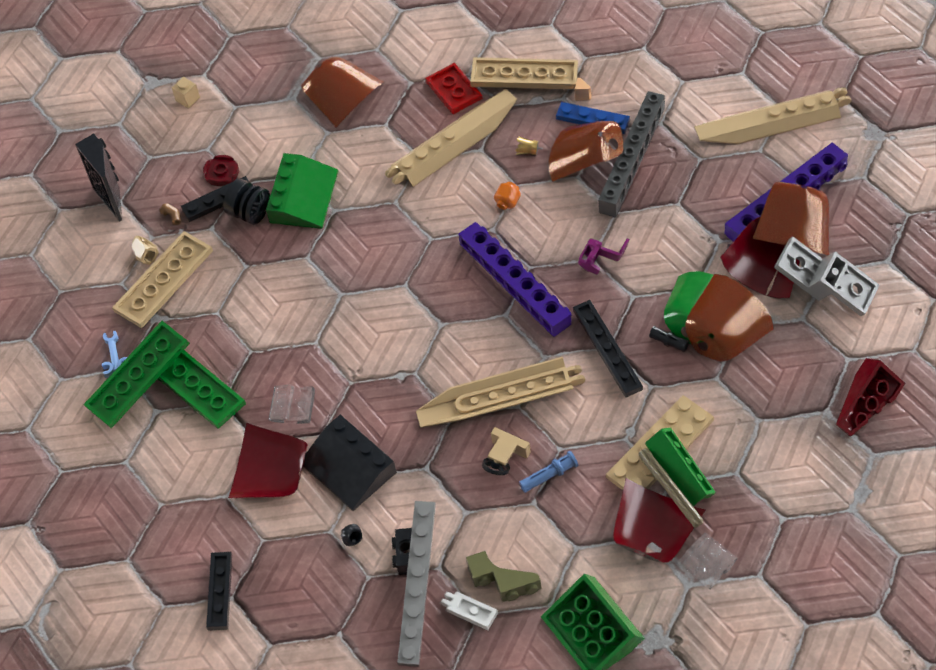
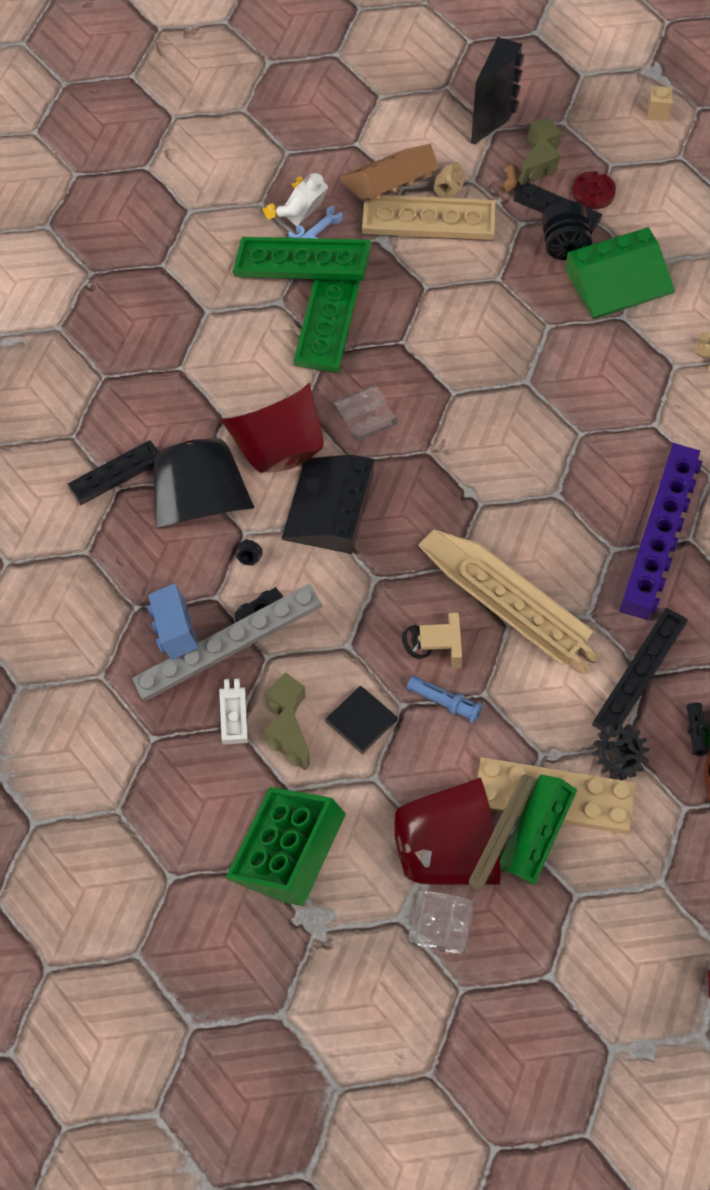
camera: 50 degrees right, 5 degrees up
(88, 345) = (302, 202): none -> white torso
(108, 280) = (391, 172): none -> medium nougat slope
(174, 183) = (543, 158): none -> olive arch
(269, 540) = (197, 481): none -> black piece
(375, 609) = (172, 622): none -> medium blue brick
(528, 532) = (361, 719): none -> black tile
(657, 389) = (631, 754): none -> black gear

